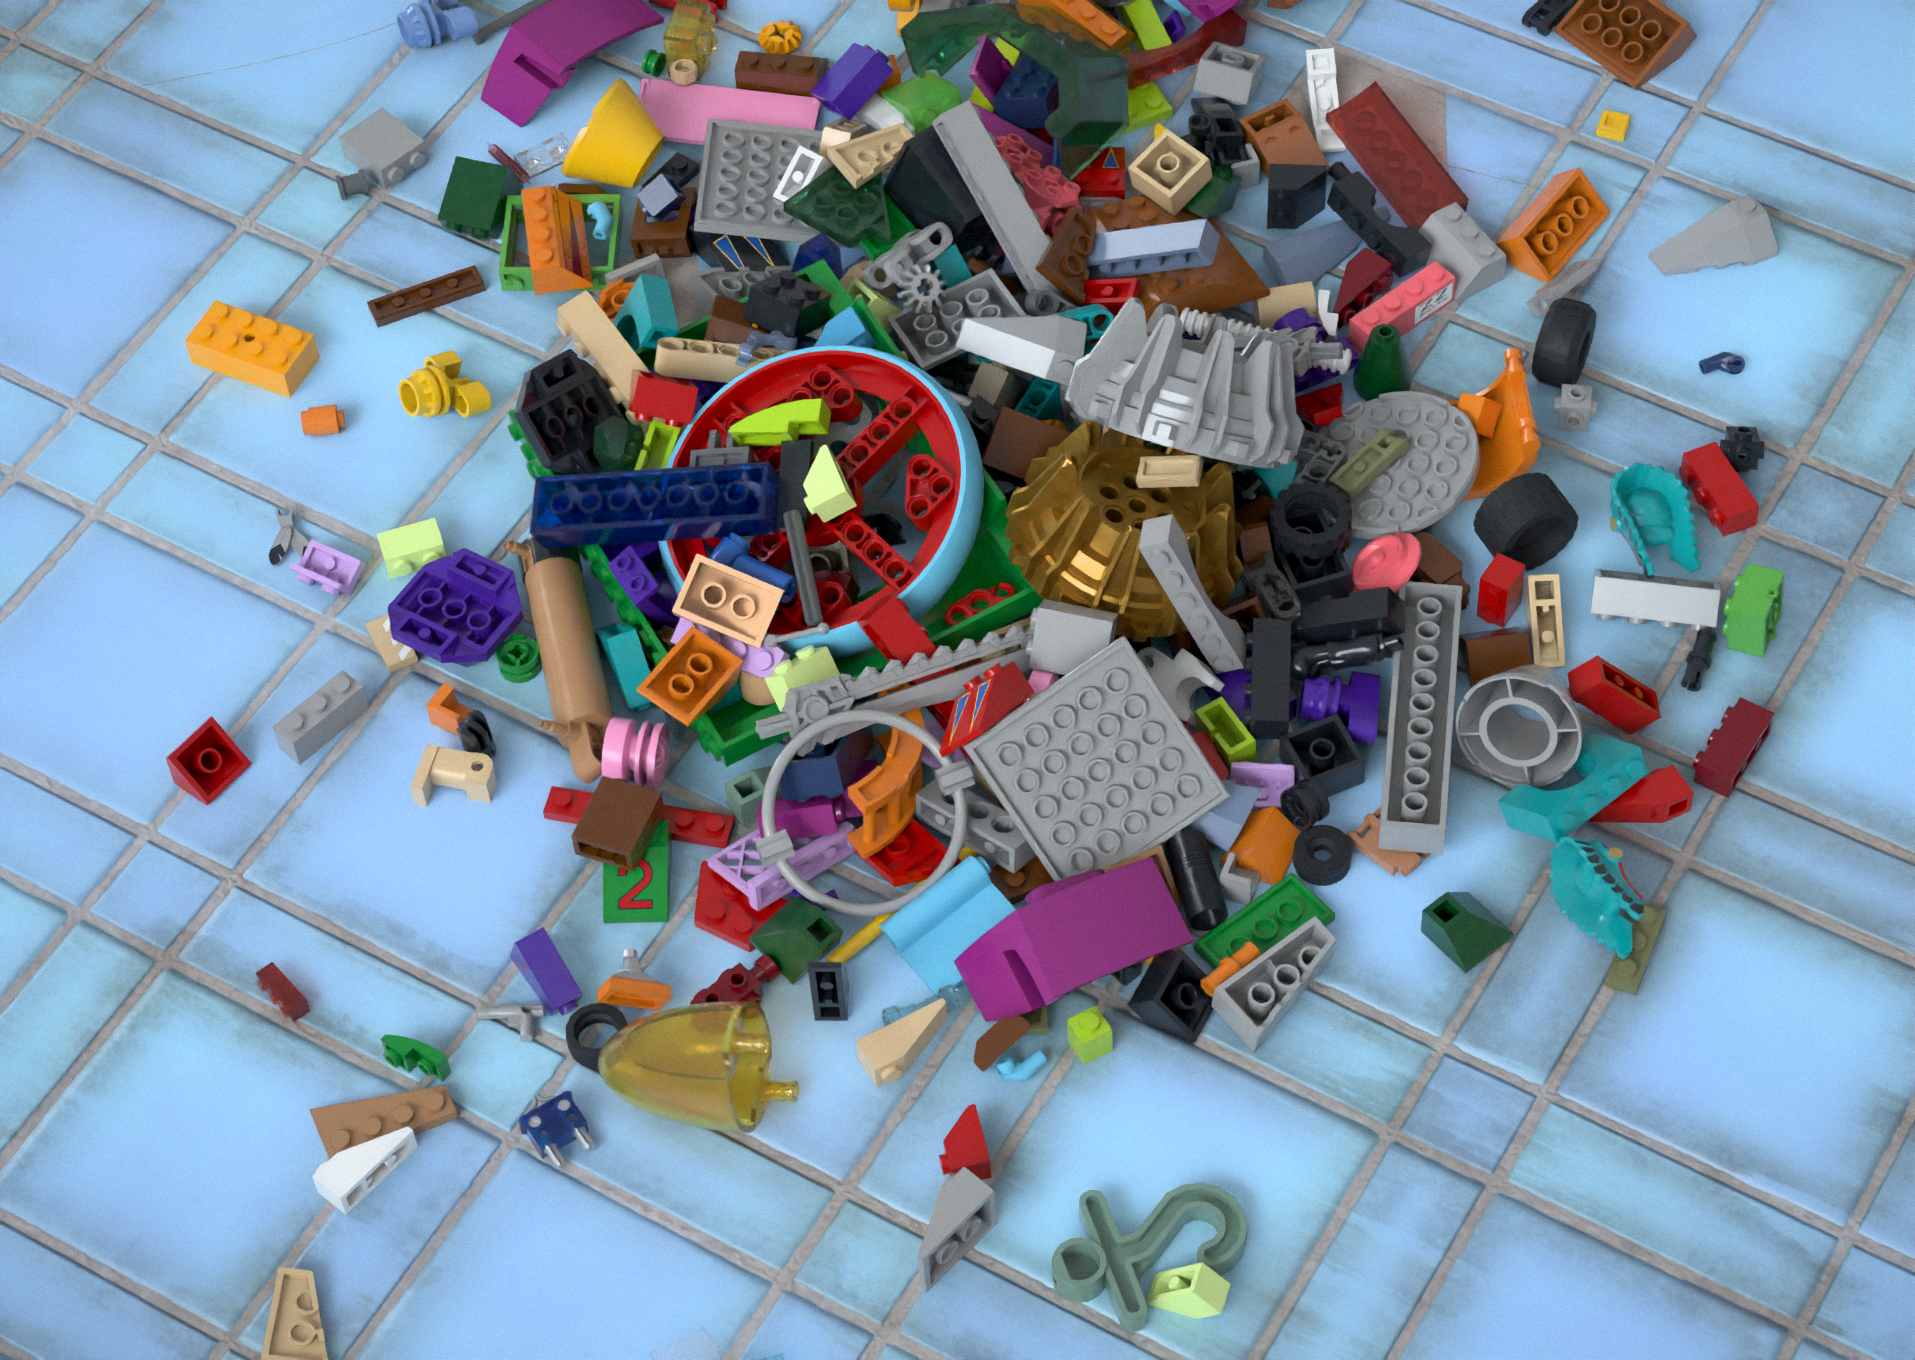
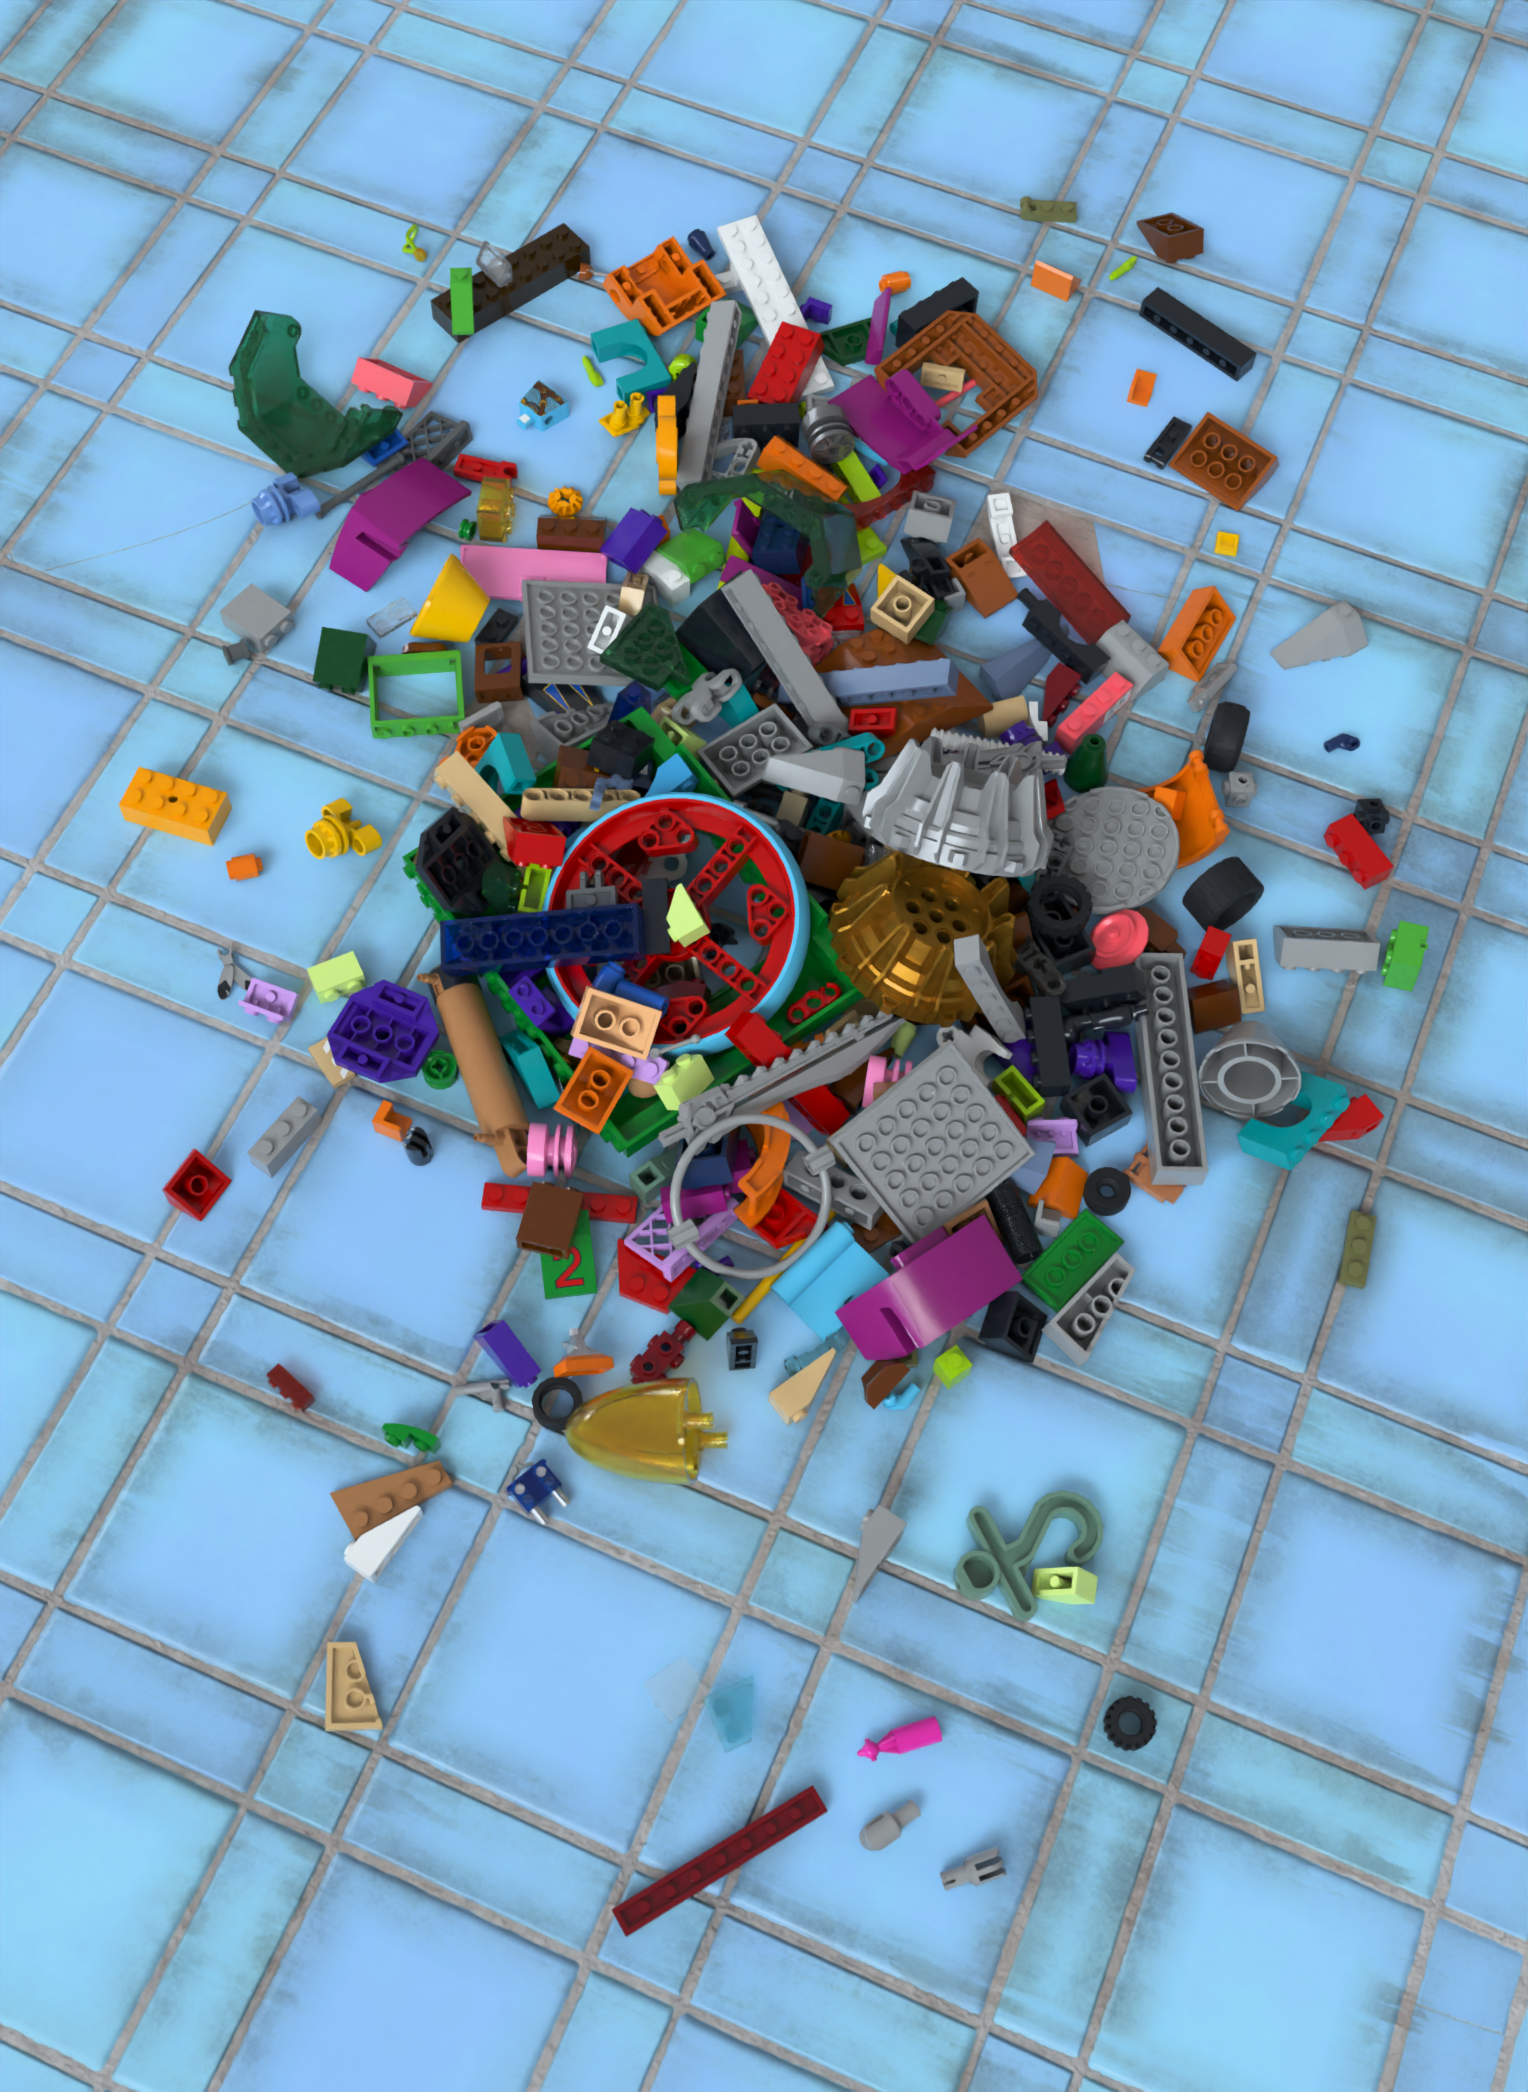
camera: 15 degrees left, 10 degrees up
(426, 296) = (312, 748): reddish brown tile -> none
(454, 770) = (405, 1175): tan piece -> none
(508, 162) = (365, 624): piece -> none
(556, 240) = (415, 696): orange slope -> none
(604, 218) = (446, 667): medium azure arm -> none
(661, 196) = (495, 653): brick -> none
(683, 71) = (494, 537): tan tile -> none
(782, 423) = (641, 864): lime slope -> none
(803, 568) = (673, 988): dark grey axle -> none
(869, 154) = (662, 607): tan wing -> none
(925, 299) = (718, 721): light grey gear -> none
(966, 1147) = (870, 1479): red slope -> none
(984, 704) = (837, 1101): red slope -> none
(1067, 255) = (836, 690): reddish brown wing -> none
(1068, 635) = (898, 1035): light grey brick -> none
(1169, 471) = (959, 886): tan tile -> none
(1229, 966) = (1054, 1300): orange pin -> none
(1295, 194) = (995, 619): black slope -> none
(1305, 803) = (1090, 1152): black wheel -> none
(1369, 463) = (1093, 851): olive plate -> none
(1463, 929) = (1227, 1247): dark green slope -> none
(1593, 891) = (1324, 1207): teal piece -> none
(1613, 695) = (1313, 1039): red brick -> none
(1654, 511) = (1314, 877): teal piece -> none
(1699, 660) = (1366, 999): black pin -> none
(1732, 747) = (1403, 1072): dark red brick -> none

